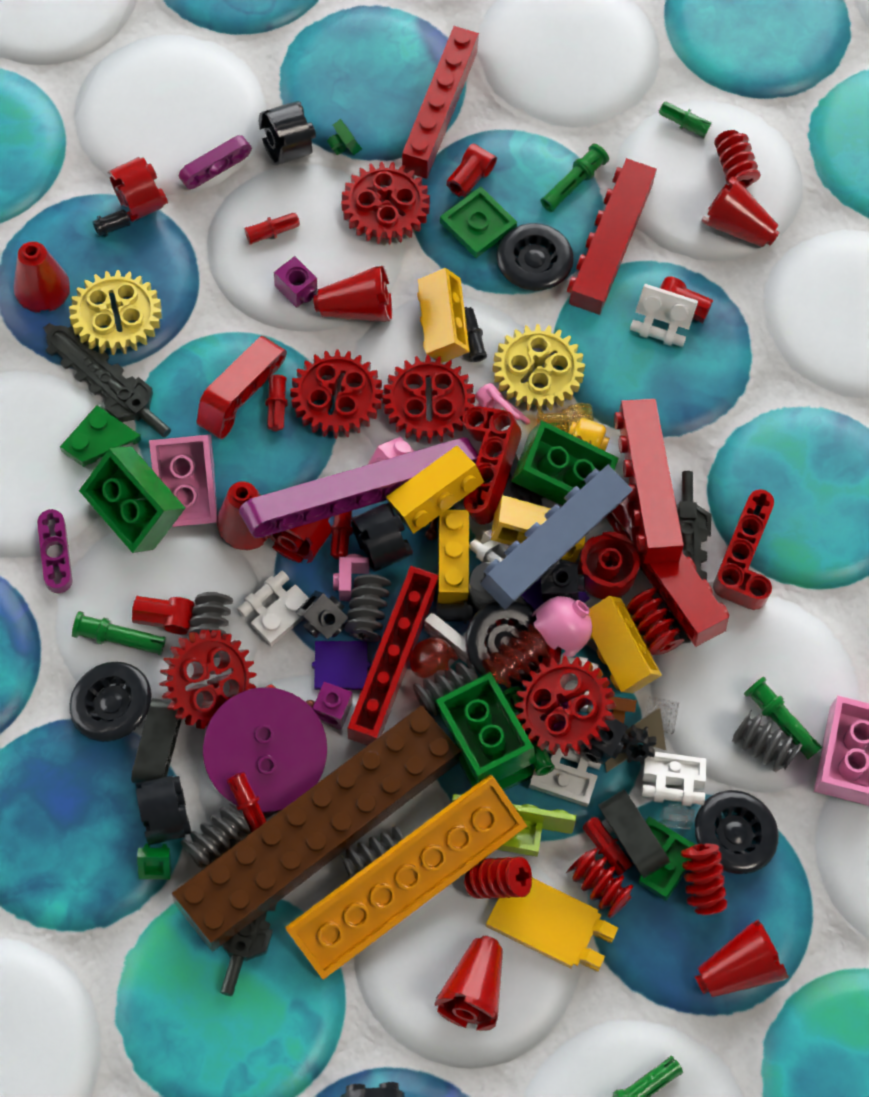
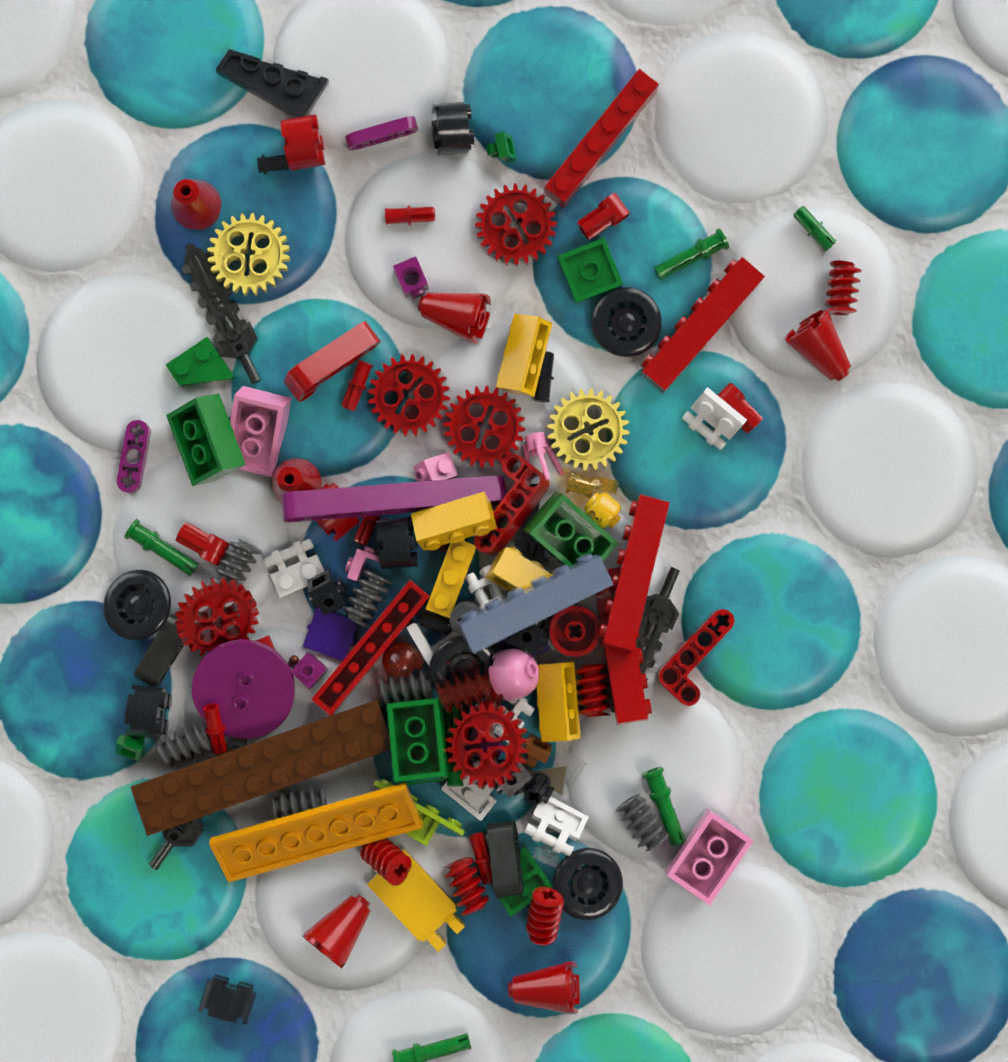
camera: 25 degrees right, 20 degrees up
(82, 150) = (283, 88): none -> black wing

